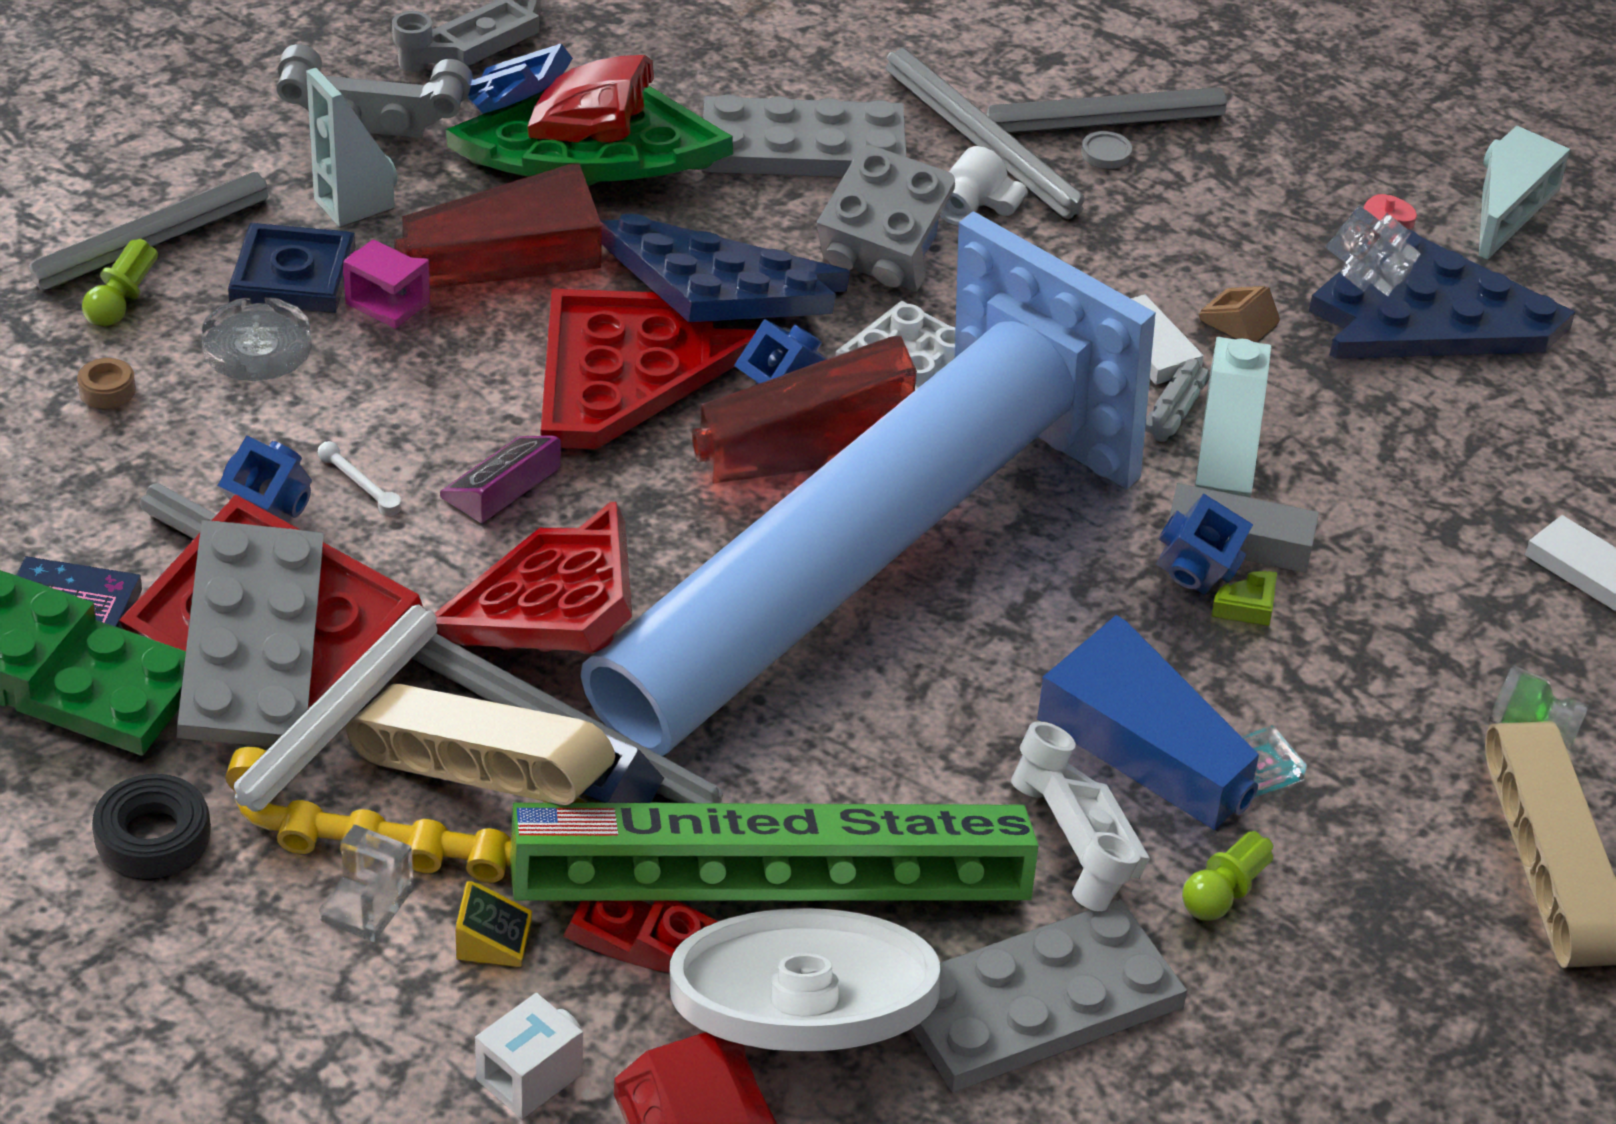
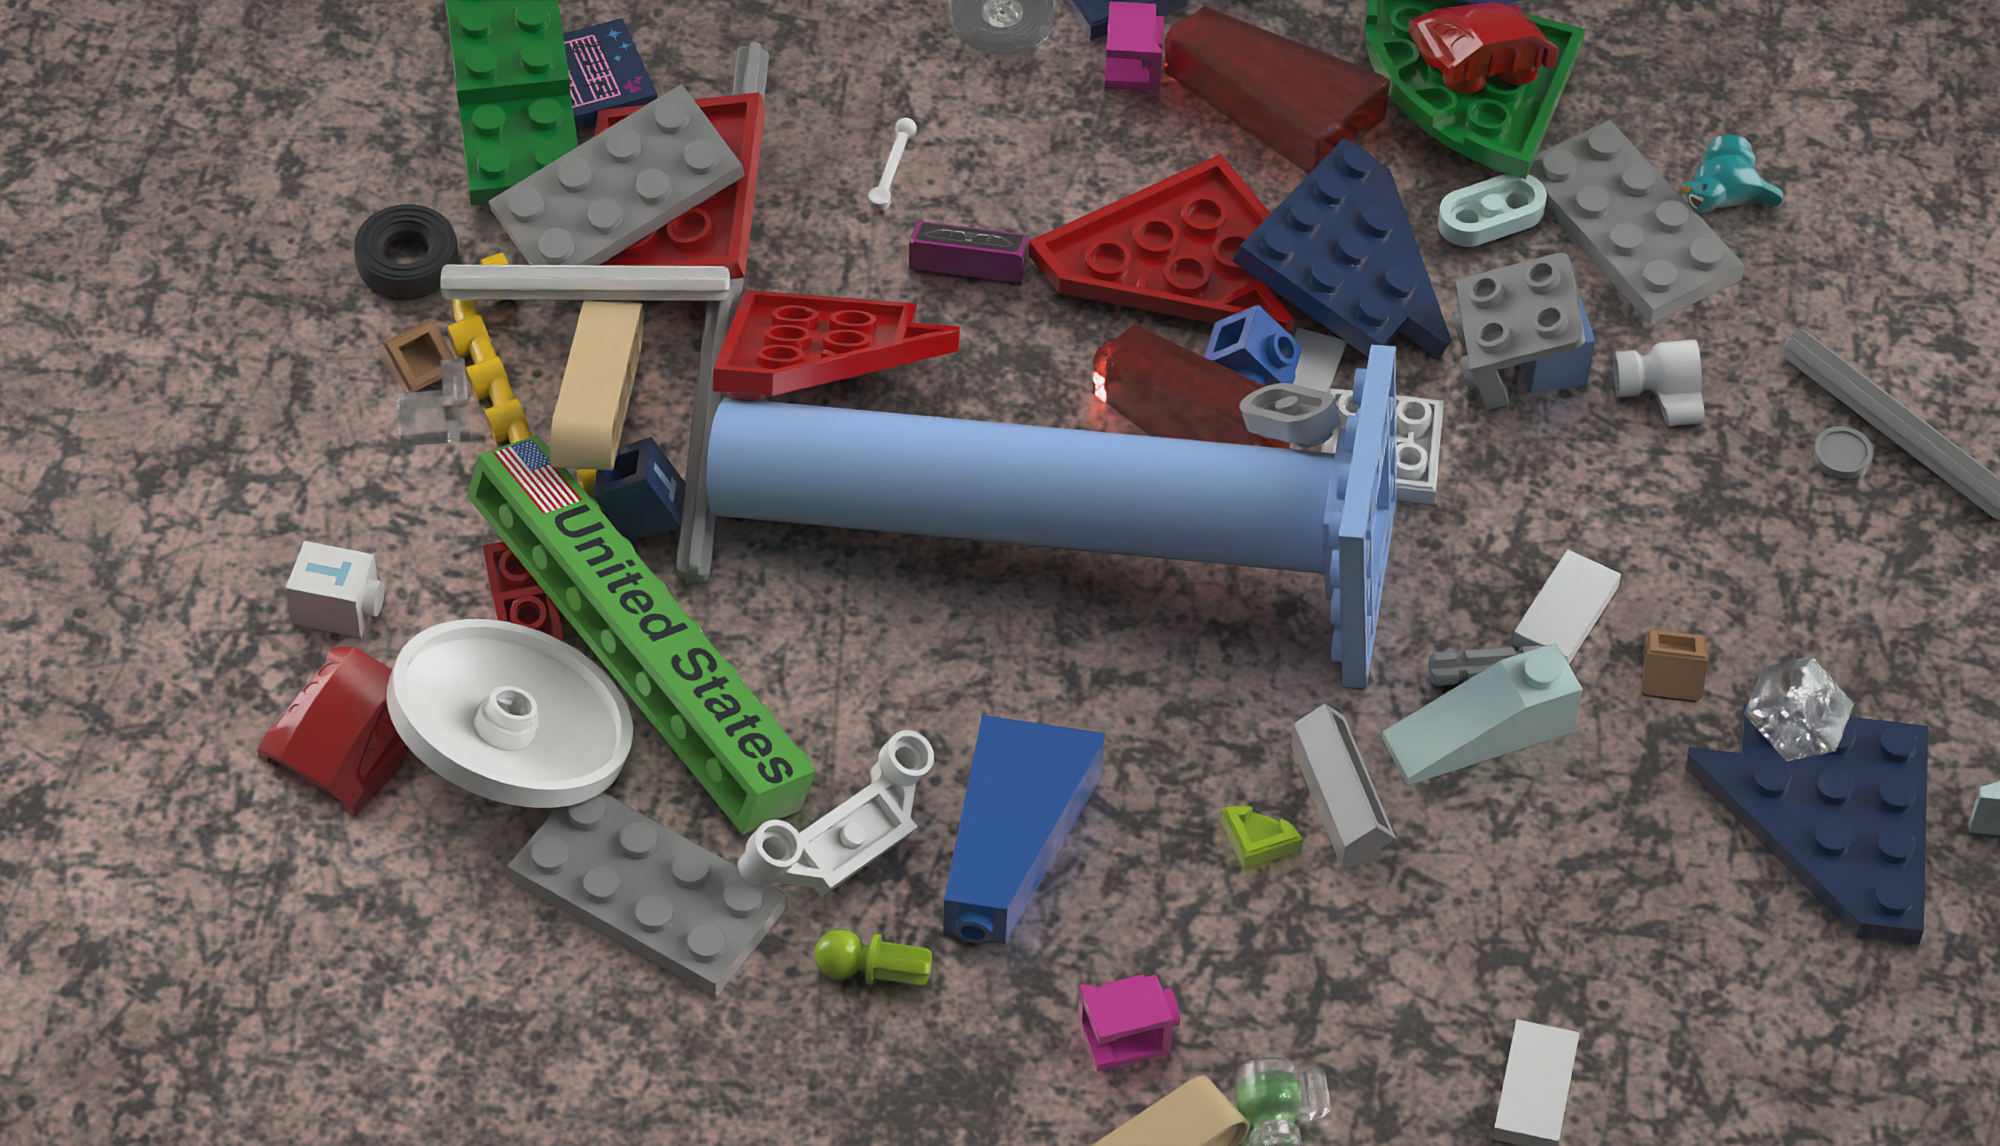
camera: 60 degrees right, 10 degrees up
(268, 478) = (802, 104): blue brick -> none
(284, 876) = (415, 356): none -> medium nougat slope
(491, 927) = (445, 502): slope -> none
(736, 190) = (1486, 212): none -> light aqua plate
(813, 69) = (1729, 177): none -> teal animal
(939, 325) = (1291, 414): none -> light grey plate
(985, 133) = (1766, 347): light grey axle -> none
(1203, 544) = (1250, 747): blue brick -> none
(1277, 760) = (1048, 931): clear tile -> none
(1395, 207) = (1958, 716): coral piece -> none
(1396, 750) = (1127, 1020): none -> dark pink window

